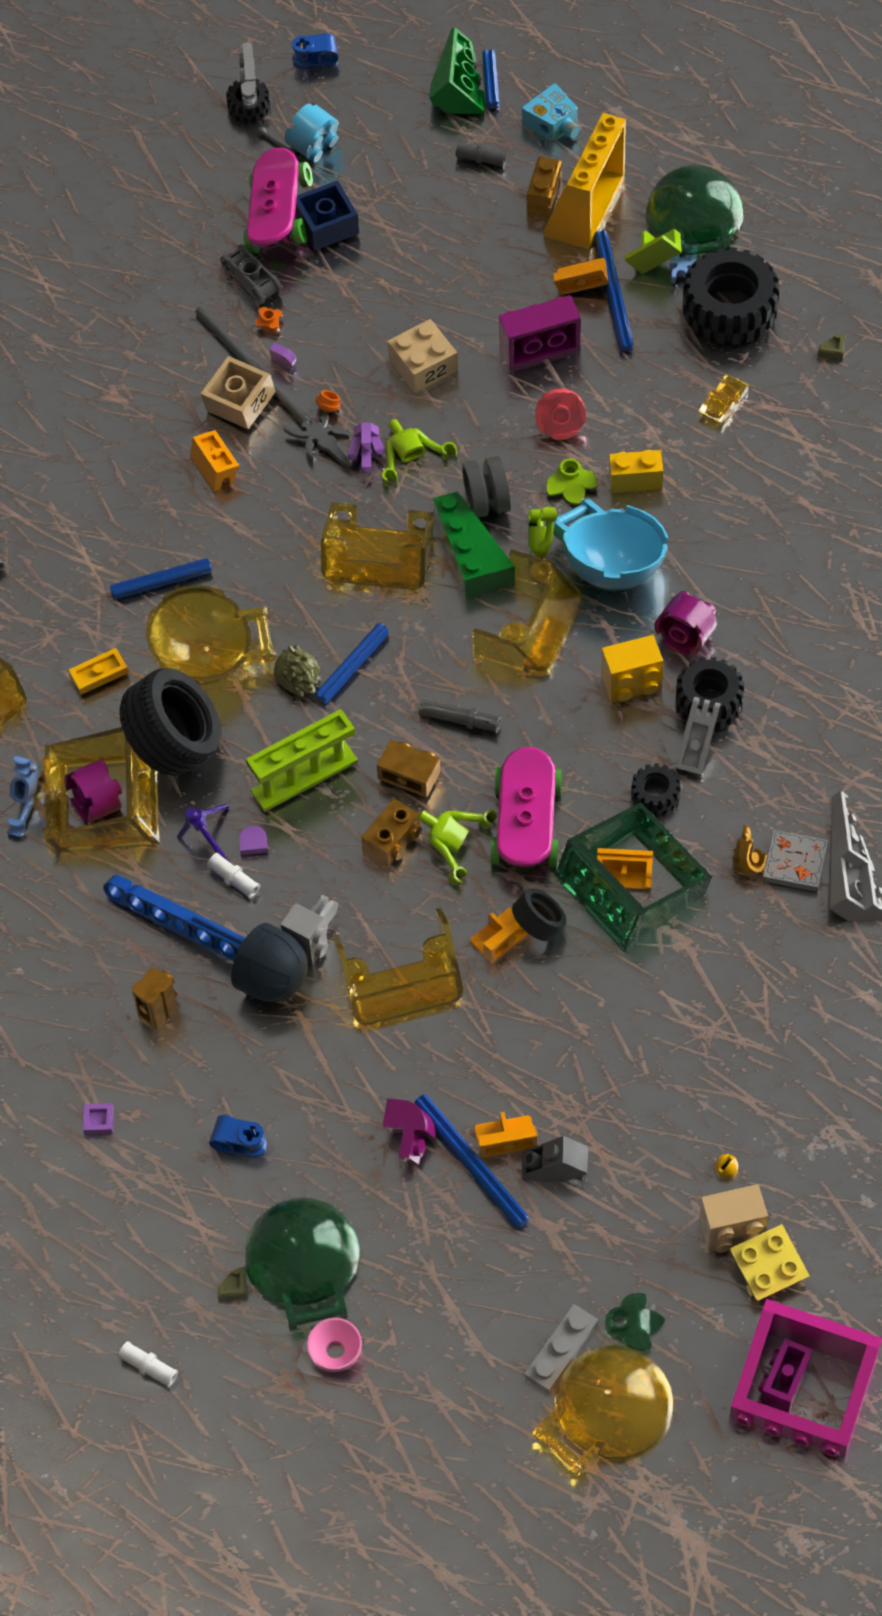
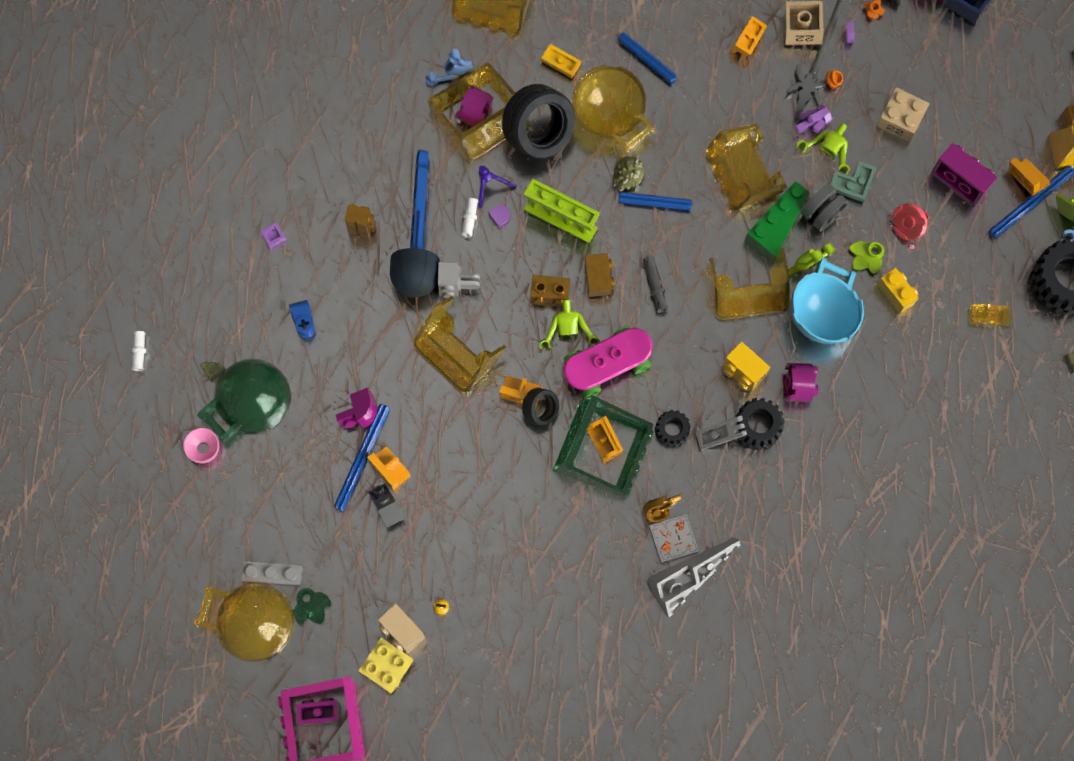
camera: 55 degrees right, 15 degrees up
(475, 443) = (856, 186): none -> sand green plate

